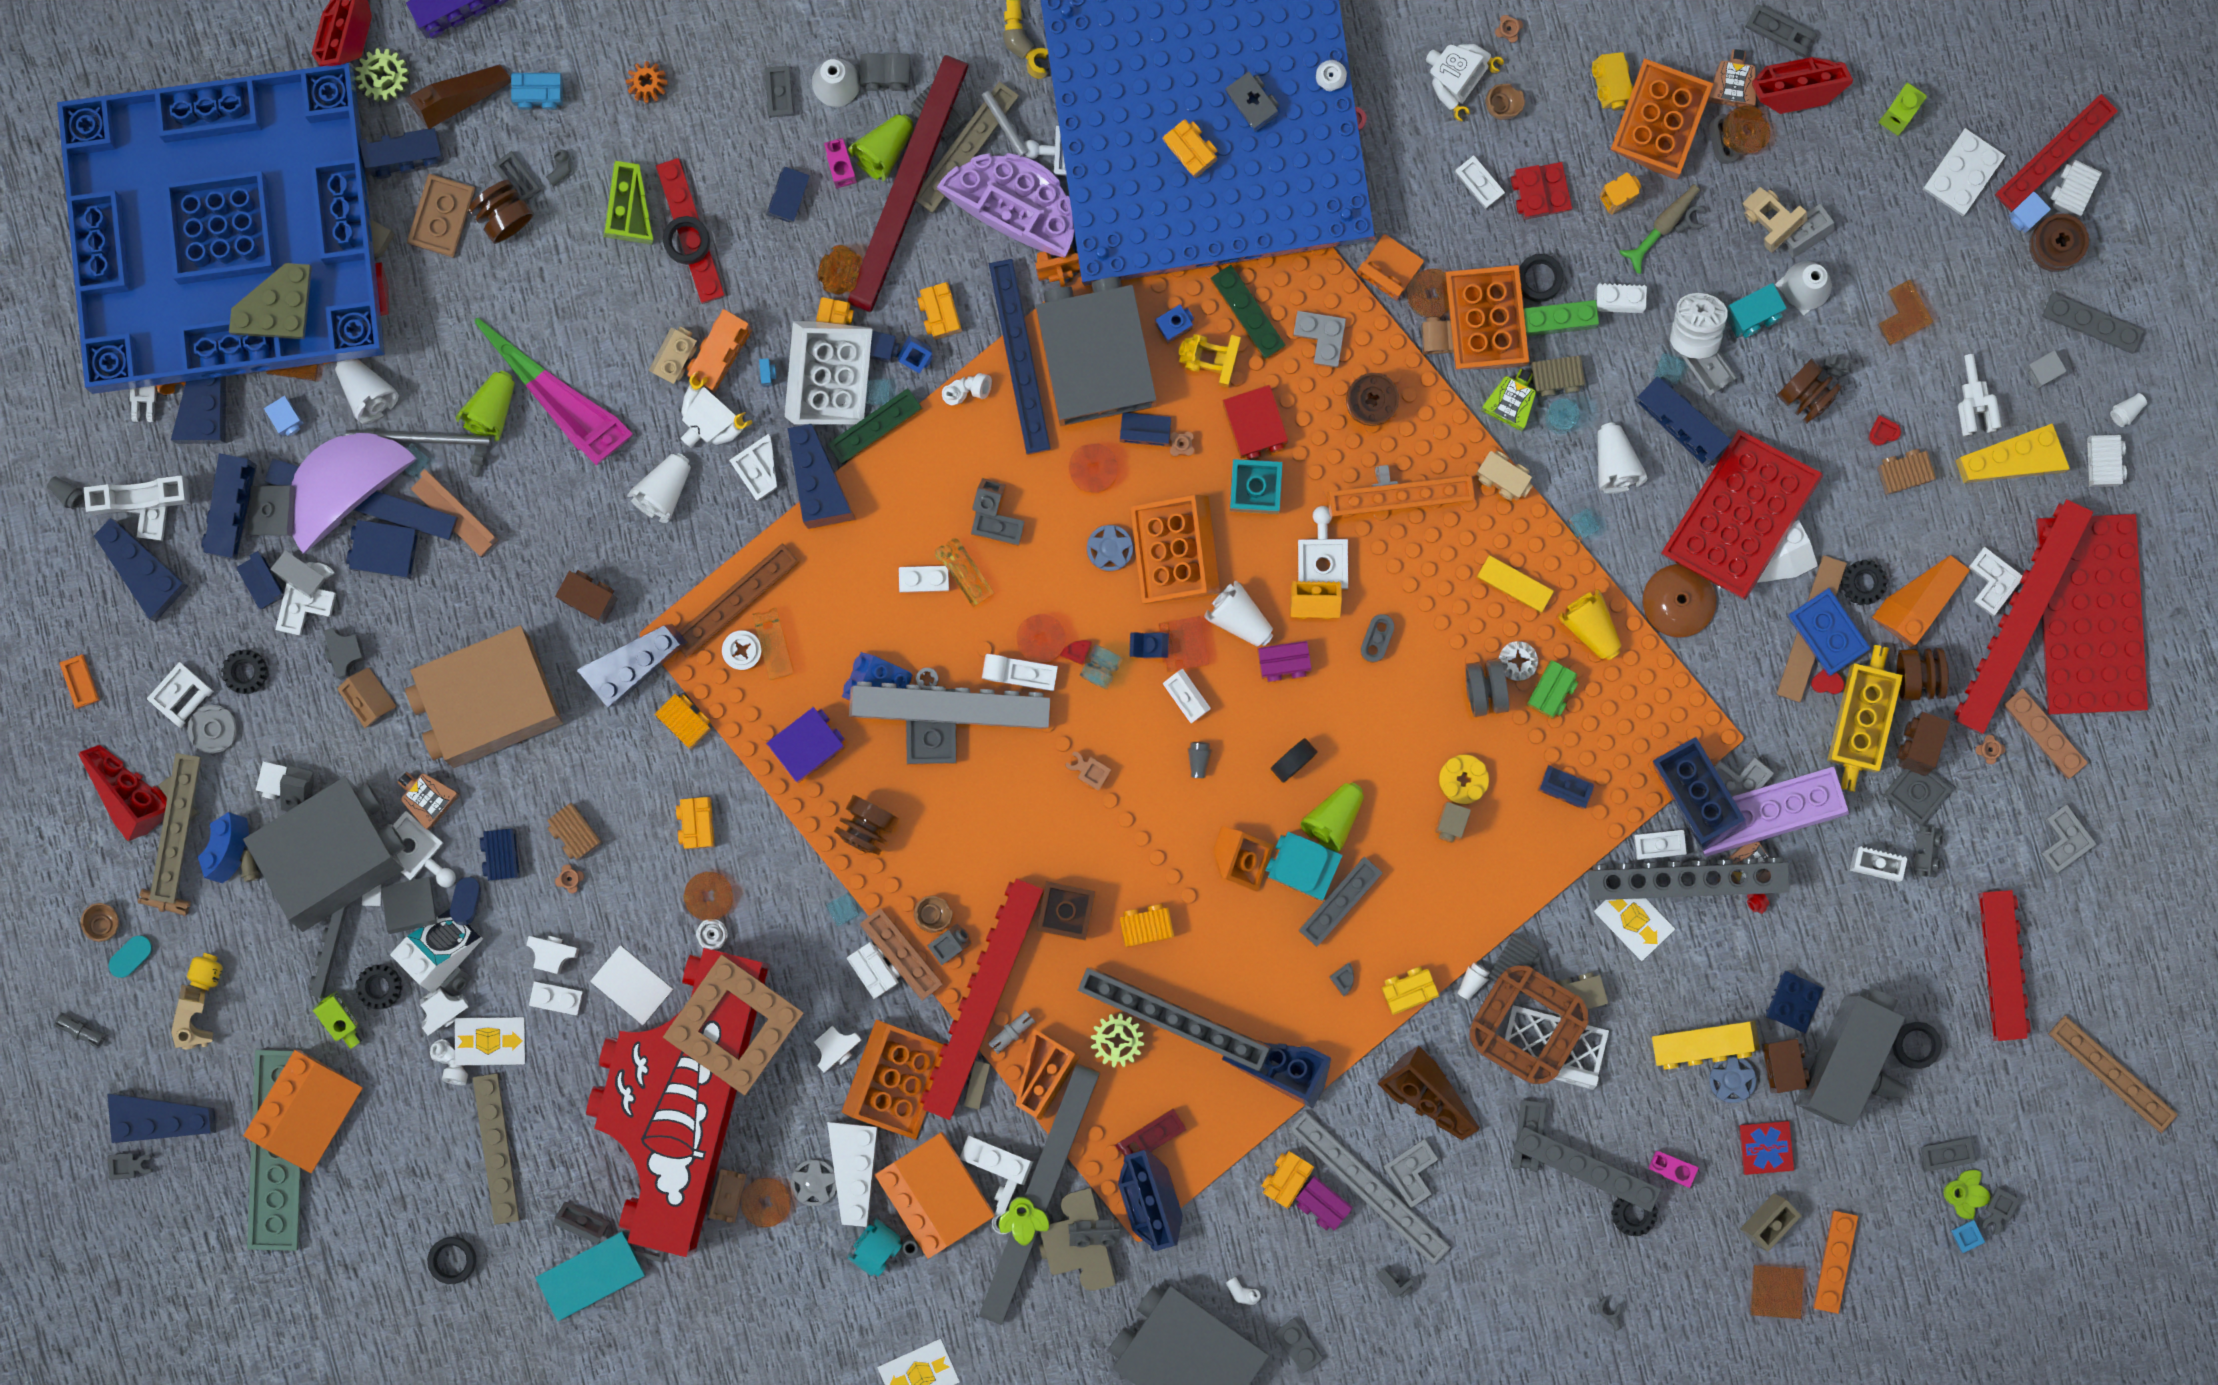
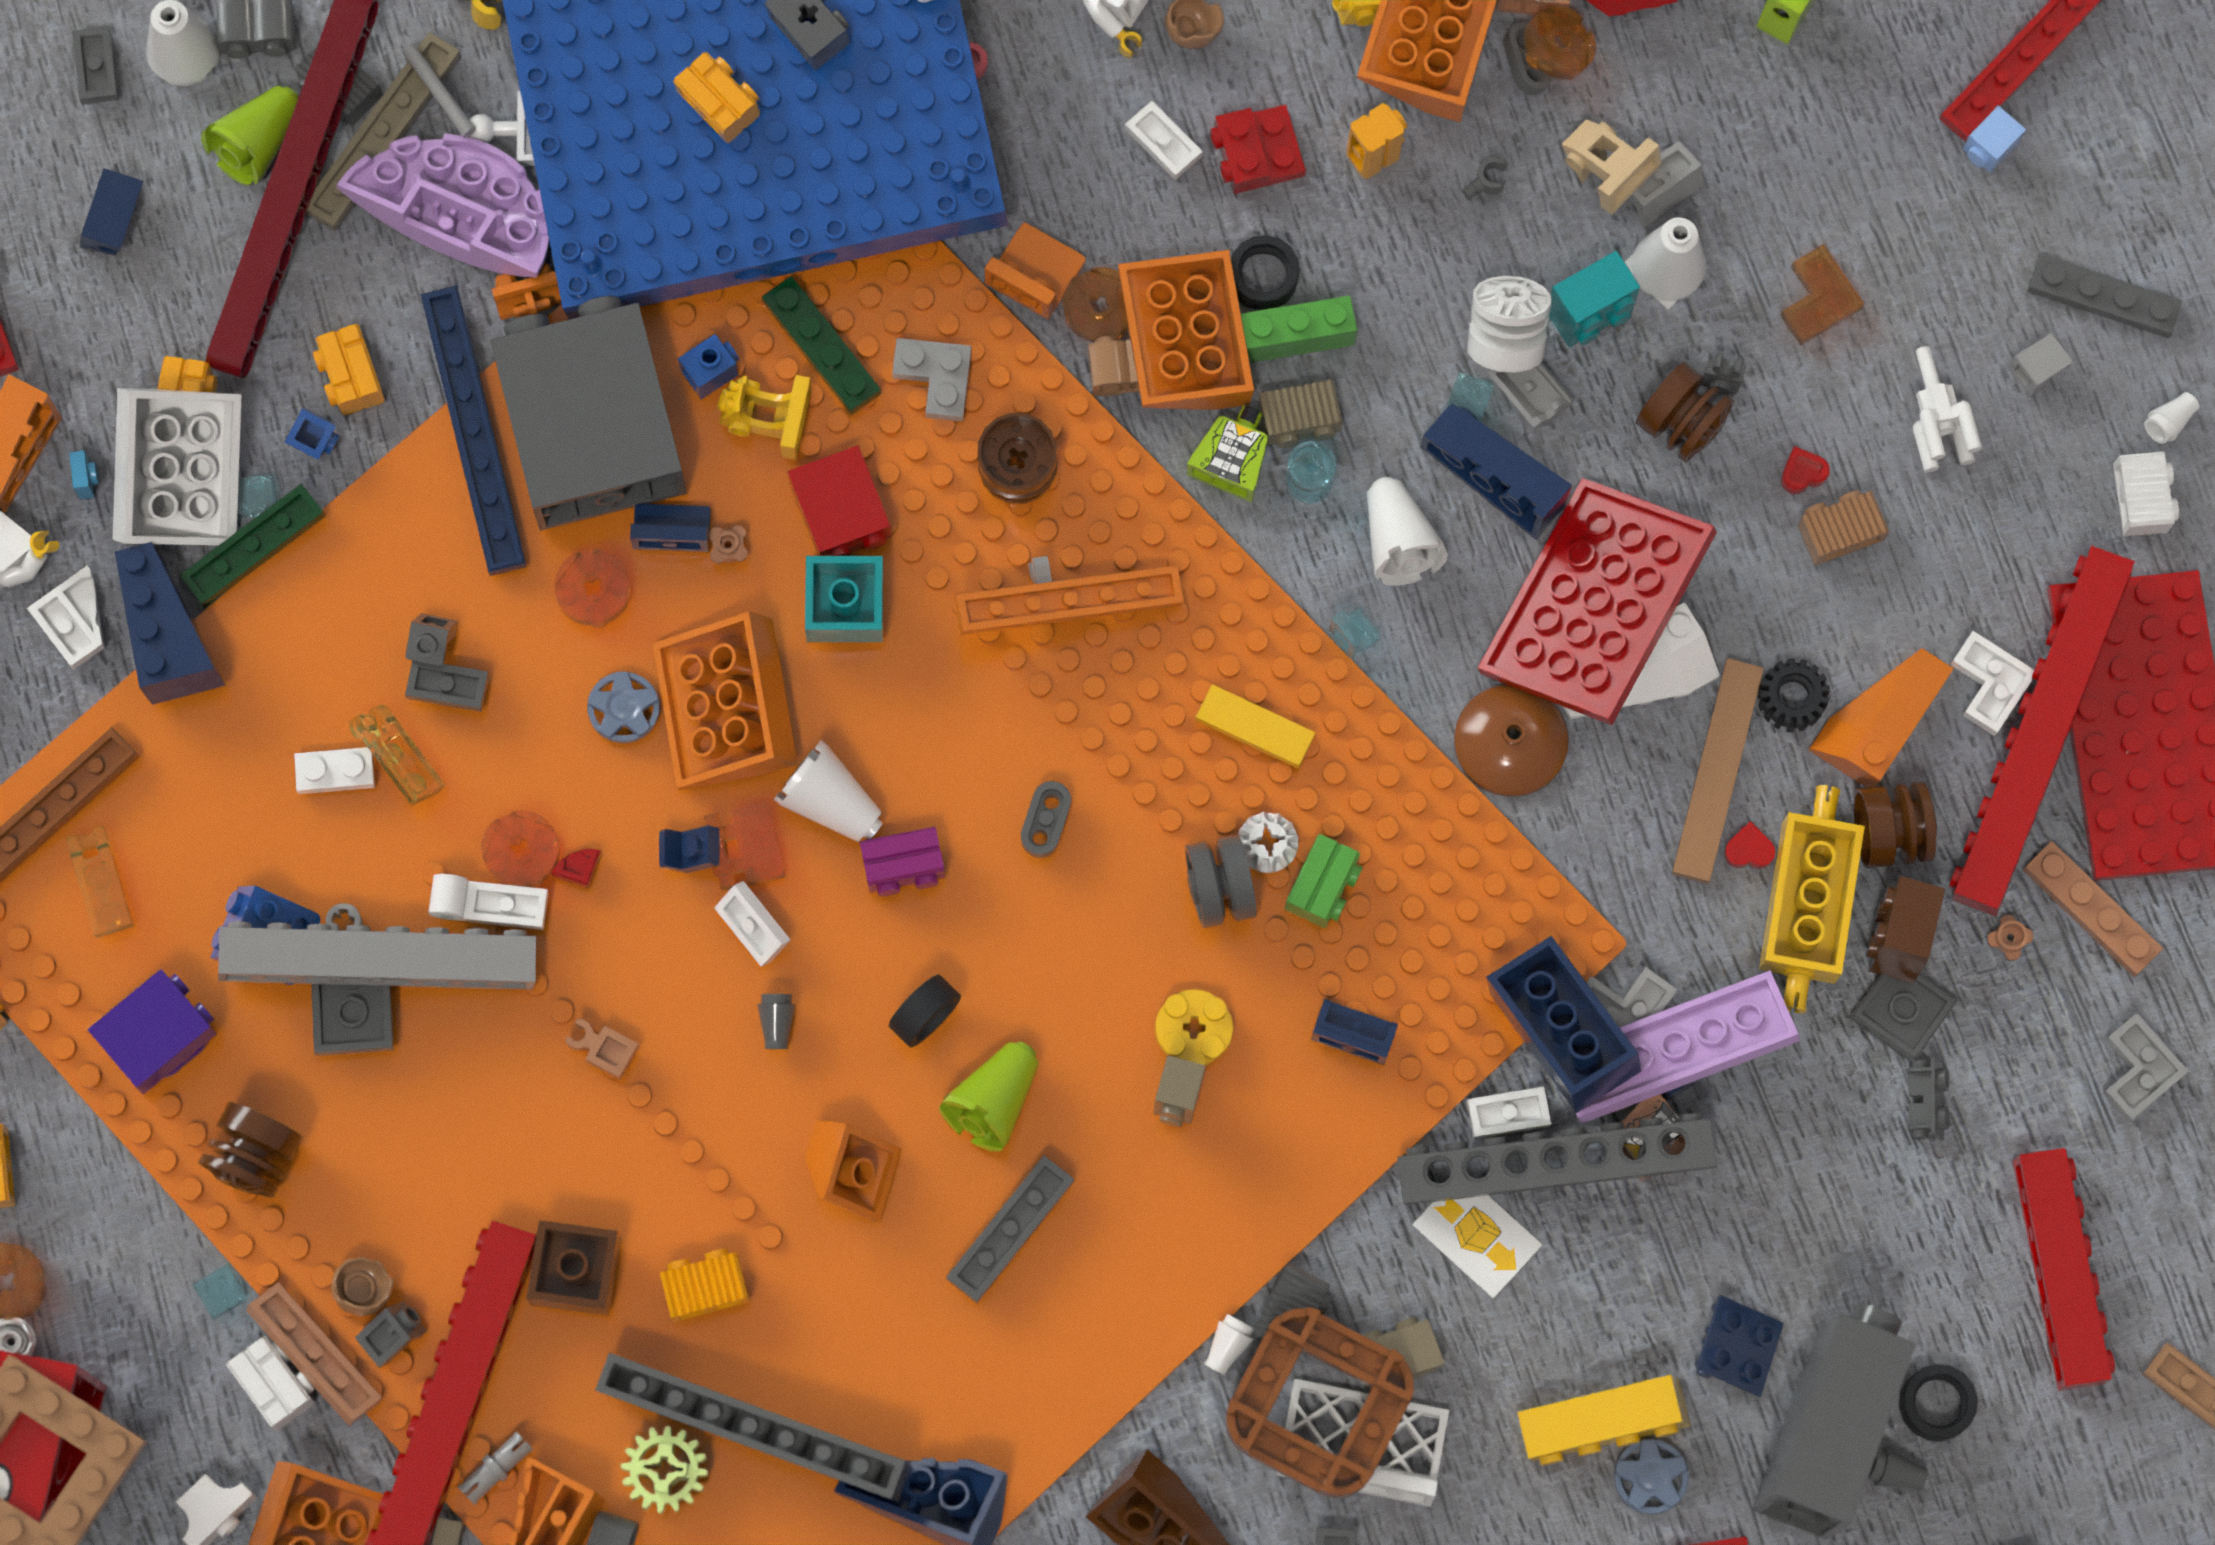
camera: 10 degrees left, 10 degrees down
(730, 648) = (32, 894): white gear -> none
(839, 163) = (190, 164): dark pink leg -> none
(845, 280) = (192, 316): clear orange plate -> none
(883, 347) = (262, 427): dark blue brick -> none
(957, 390) = (411, 474): white arm -> none
(1101, 667) = (616, 885): clear light blue wheel -> none
(1303, 865) = (949, 1175): teal brick -> none
(1315, 599) = (946, 764): light orange brick -> none
(1332, 549) = (939, 691): white plate -> none
(1343, 979) = (1022, 1352): dark grey tile -> none
(1410, 990) = (1127, 1363): yellow brick -> none
(1510, 479) = (1227, 562): tan brick -> none
(1592, 624) = (1380, 779): yellow cone -> none
(1620, 298) = (1388, 294): white brick -> none
(1662, 226) = (1444, 189): dark tan piece -> none
(1757, 902) = (1668, 1192): red plate -> none
(1785, 1065) = (1732, 1445): reddish brown brick -> none
(1829, 632) = (1745, 771): blue tile -> none
(1878, 864) = (1852, 1120): white brick -> none
(1964, 172) = (1890, 89): white plate -> none
(2021, 456) = (2014, 493): yellow wedge -> none
(2061, 256) = (2042, 179): reddish brown wheel -> none
(2075, 189) = (2060, 103): white brick -> none

